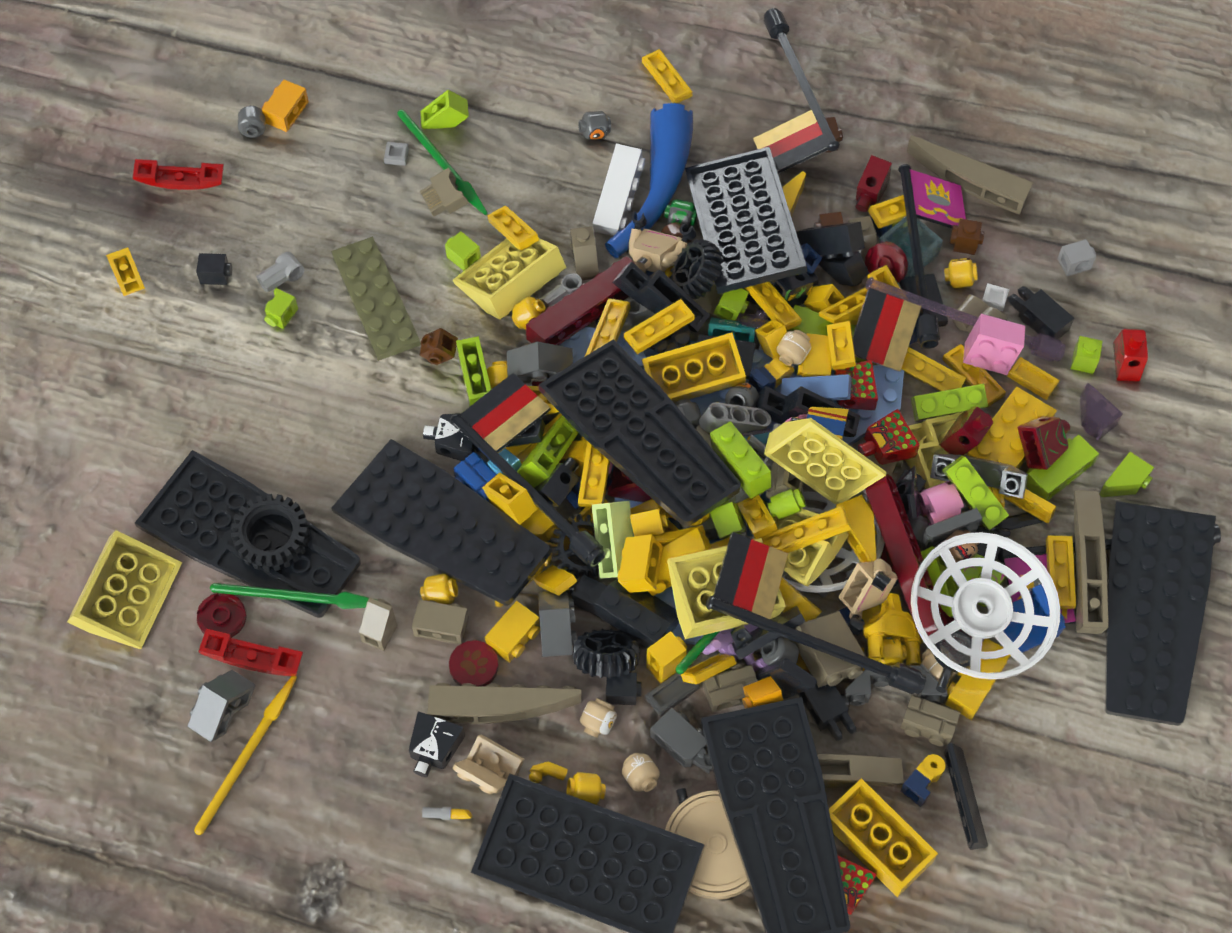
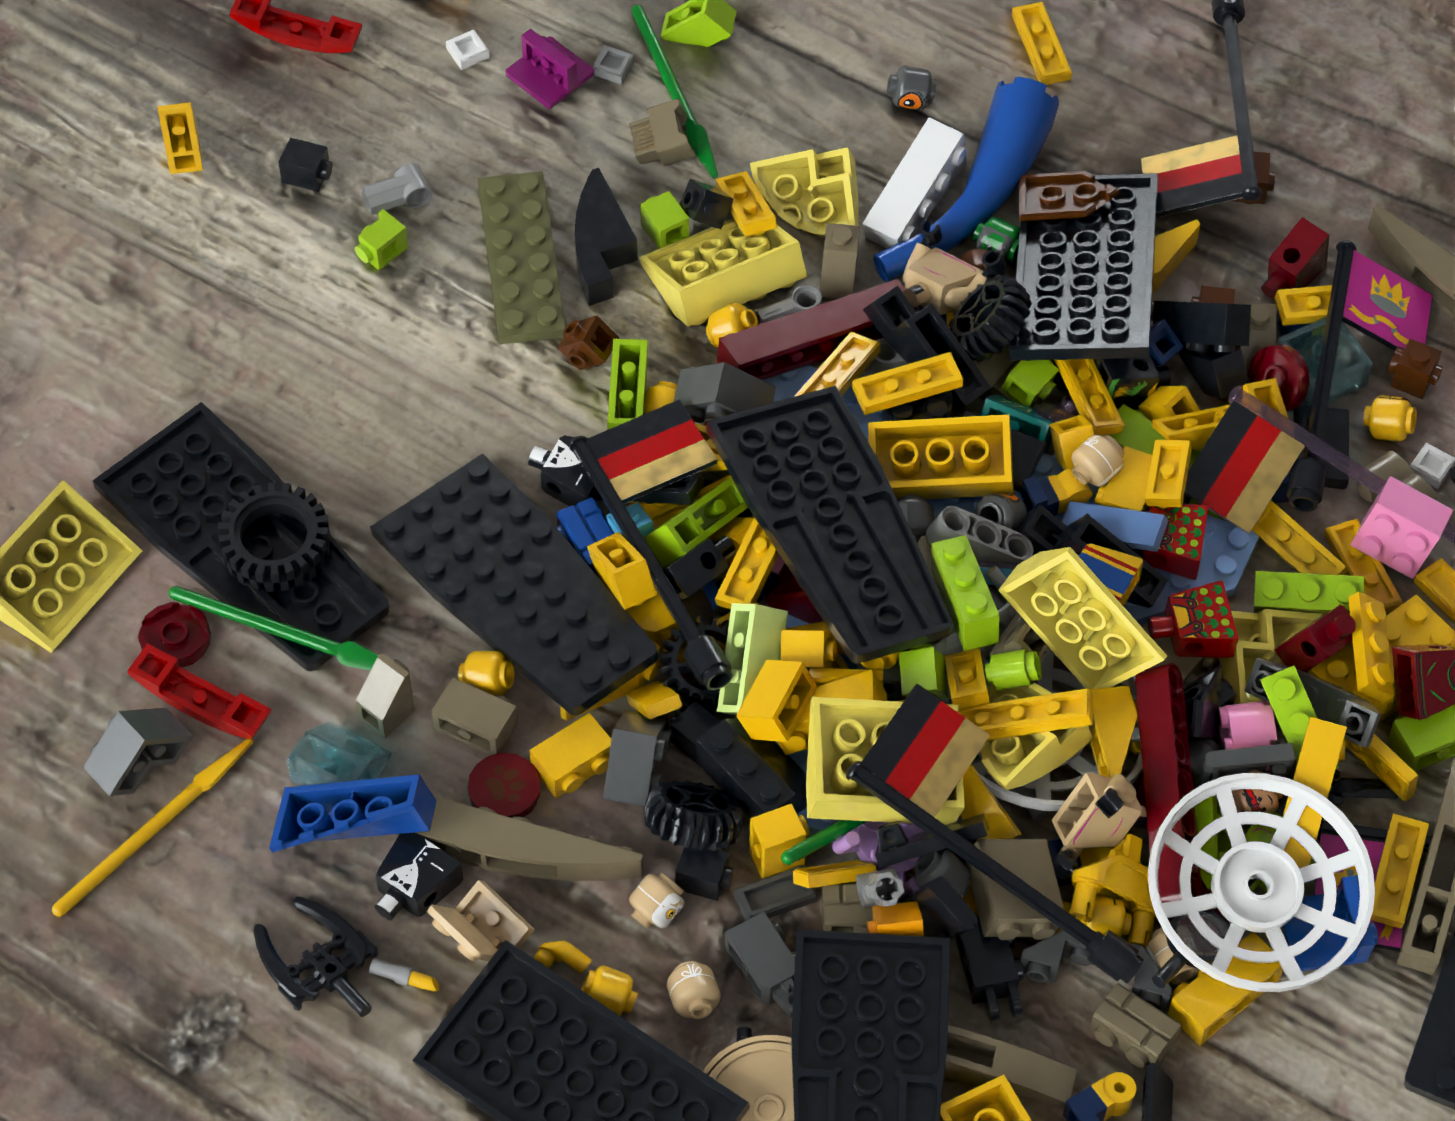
camera: 15 degrees right, 5 degrees down
(297, 165) = (467, 49): none -> white tile
(355, 167) = (548, 69): none -> magenta bracket
(358, 678) = (334, 756): none -> clear light blue slope
(379, 710) = (353, 810): none -> blue wedge
(395, 824) = (328, 970): none -> black bar
(425, 273) = (601, 239): none -> black slope
(487, 234) = (706, 203): none -> black brick
(550, 208) = (810, 188): none -> light yellow brick
(714, 175) = (1061, 195): none -> reddish brown tile
(745, 673) = (879, 888): none -> light grey piece
(997, 521) = (1316, 770): none -> yellow tile
(1003, 429) = (1371, 647): none -> yellow plate

